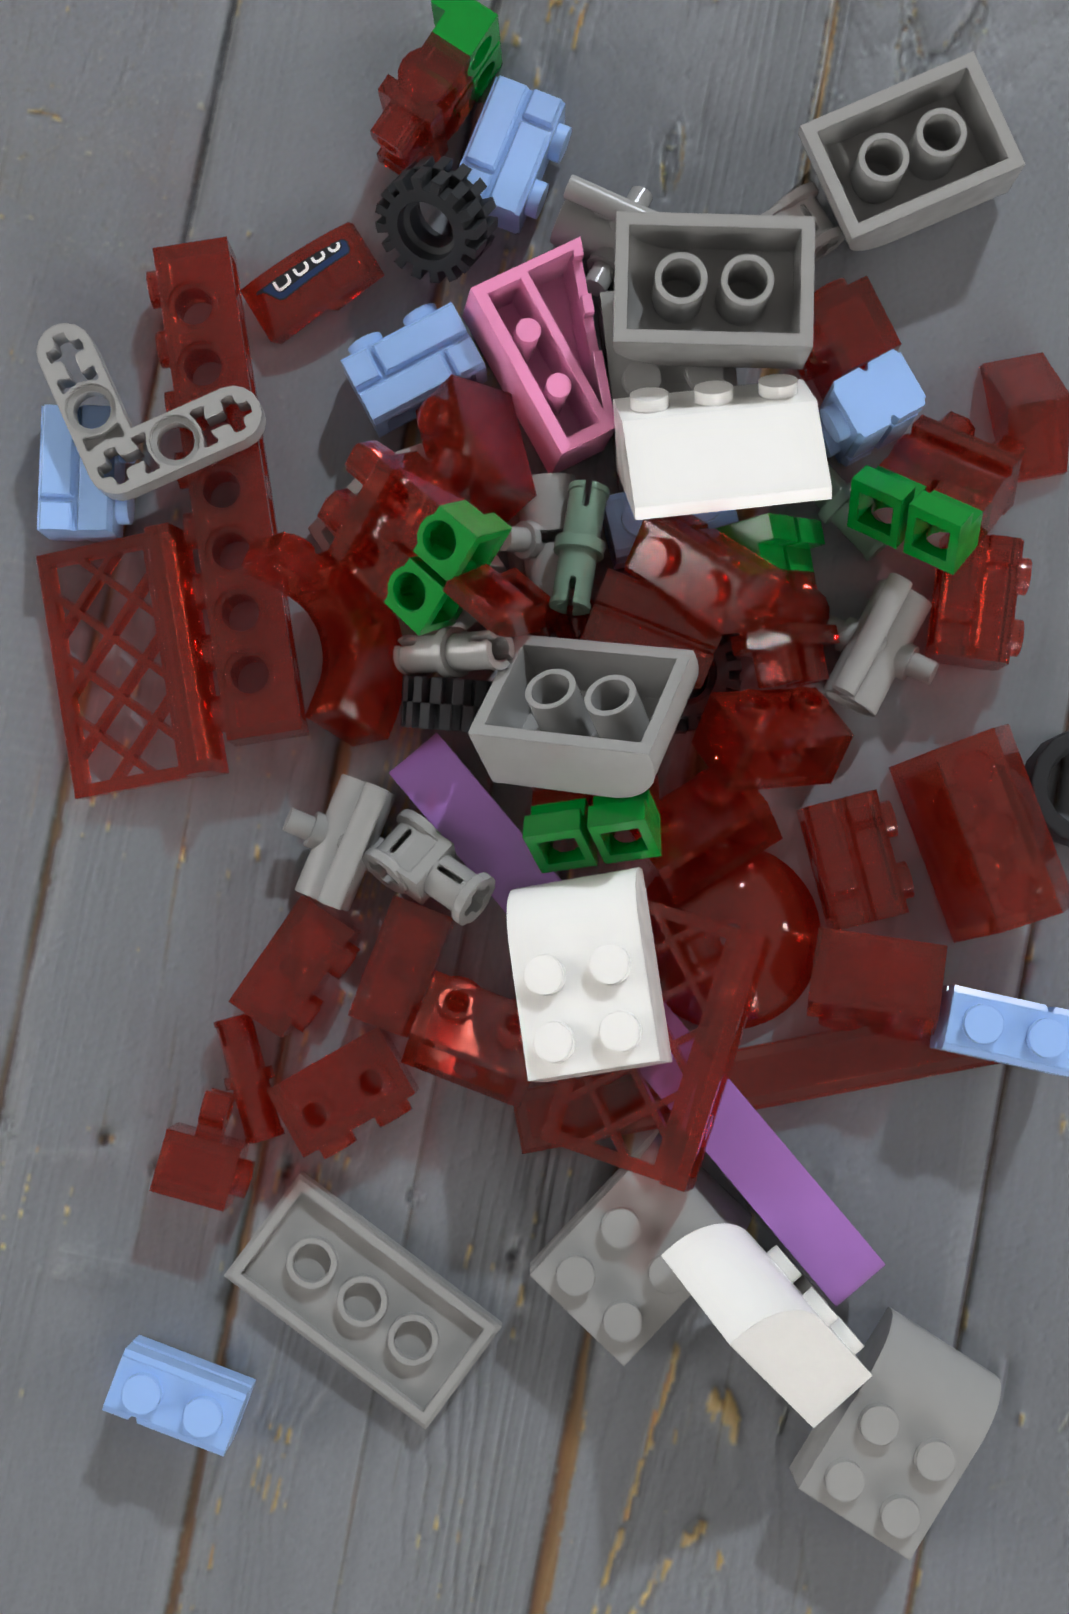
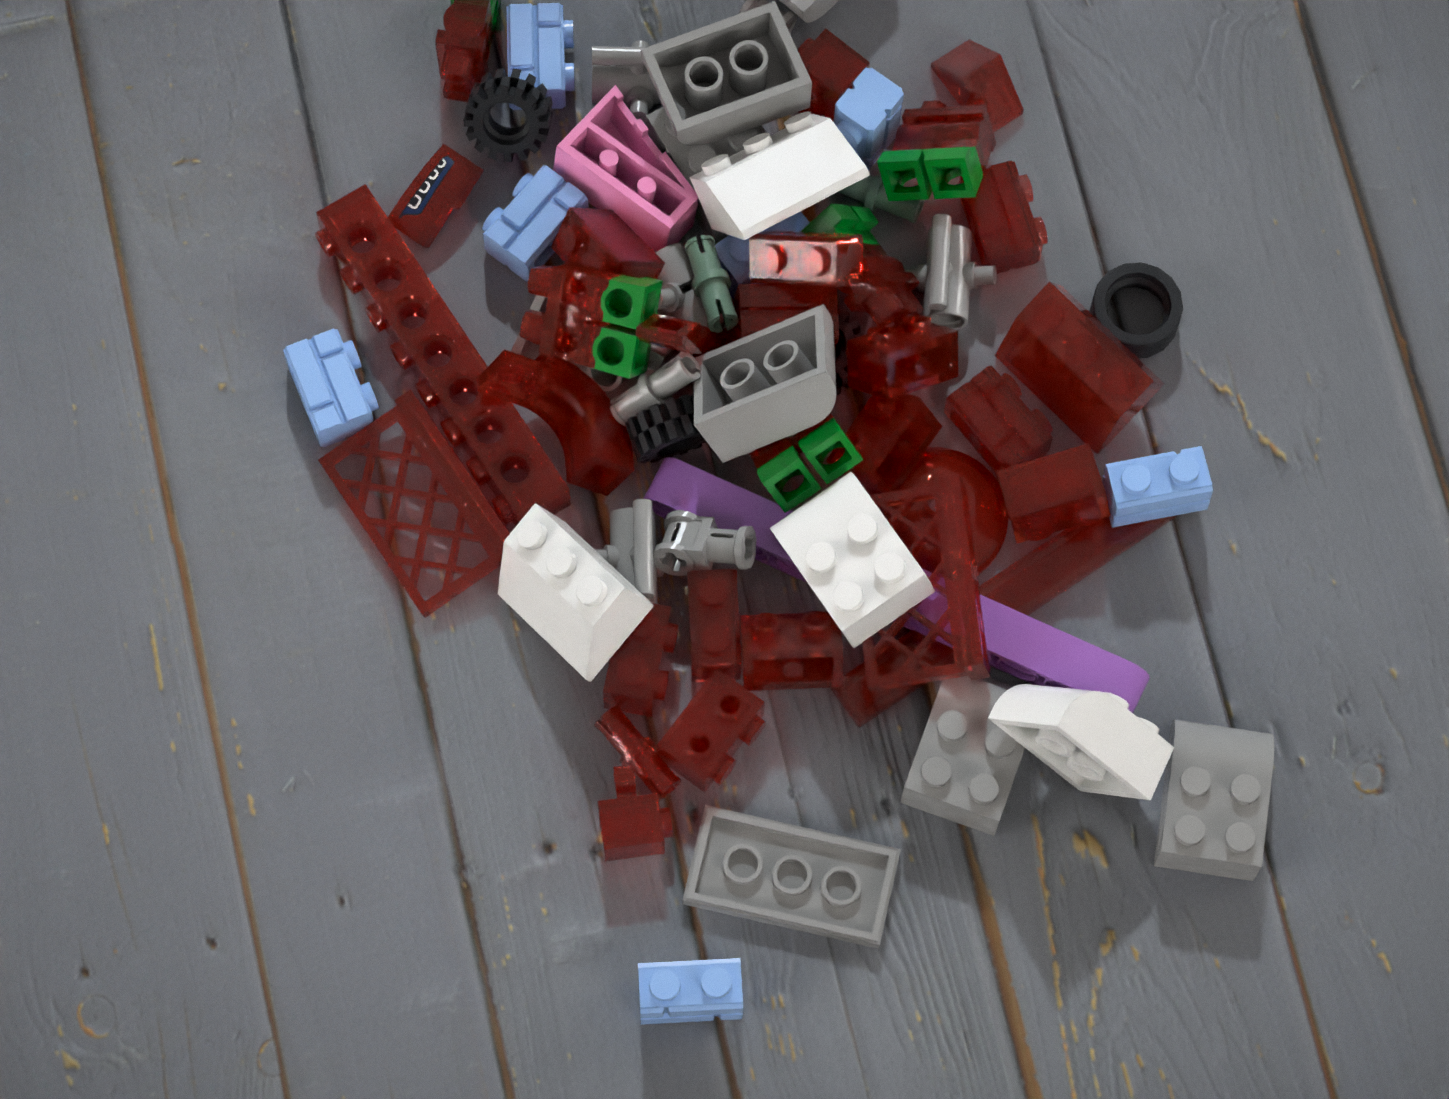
camera: 30 degrees left, 15 degrees down
(120, 437) = (354, 343): light grey beam -> none
(247, 858) = (568, 591): none -> white slope

